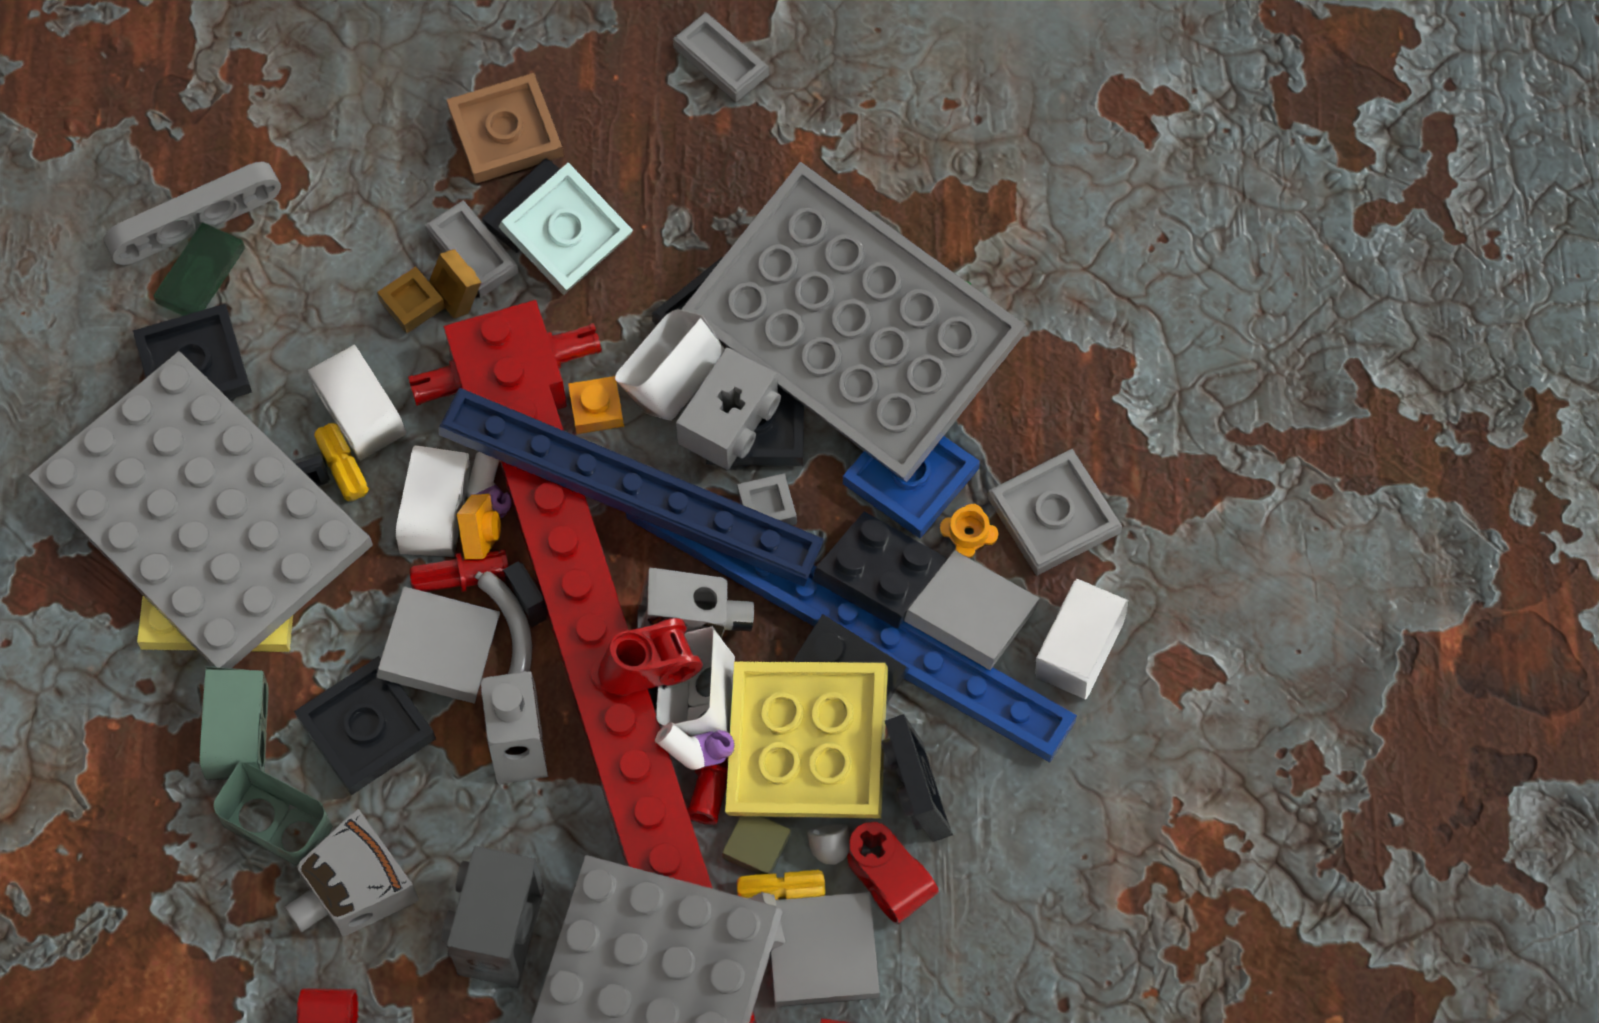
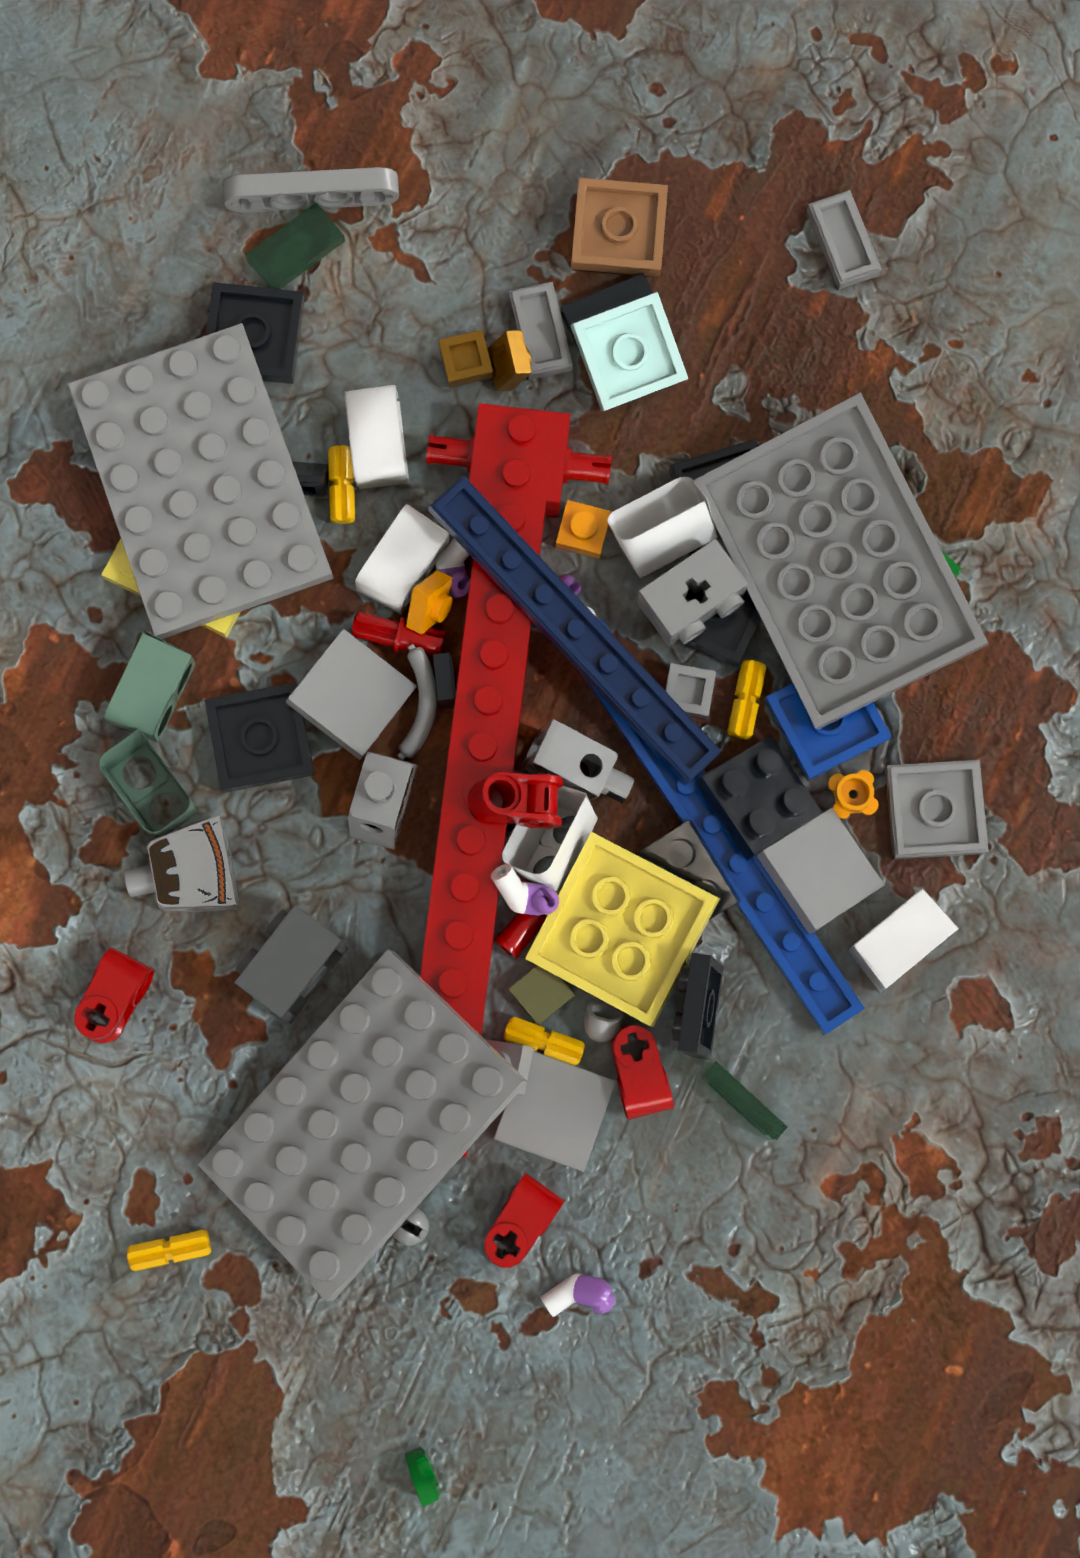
camera: 20 degrees right, 15 degrees up
(825, 488) = (745, 707): none -> yellow piece
(1002, 854) = (743, 1101): none -> clear green tile

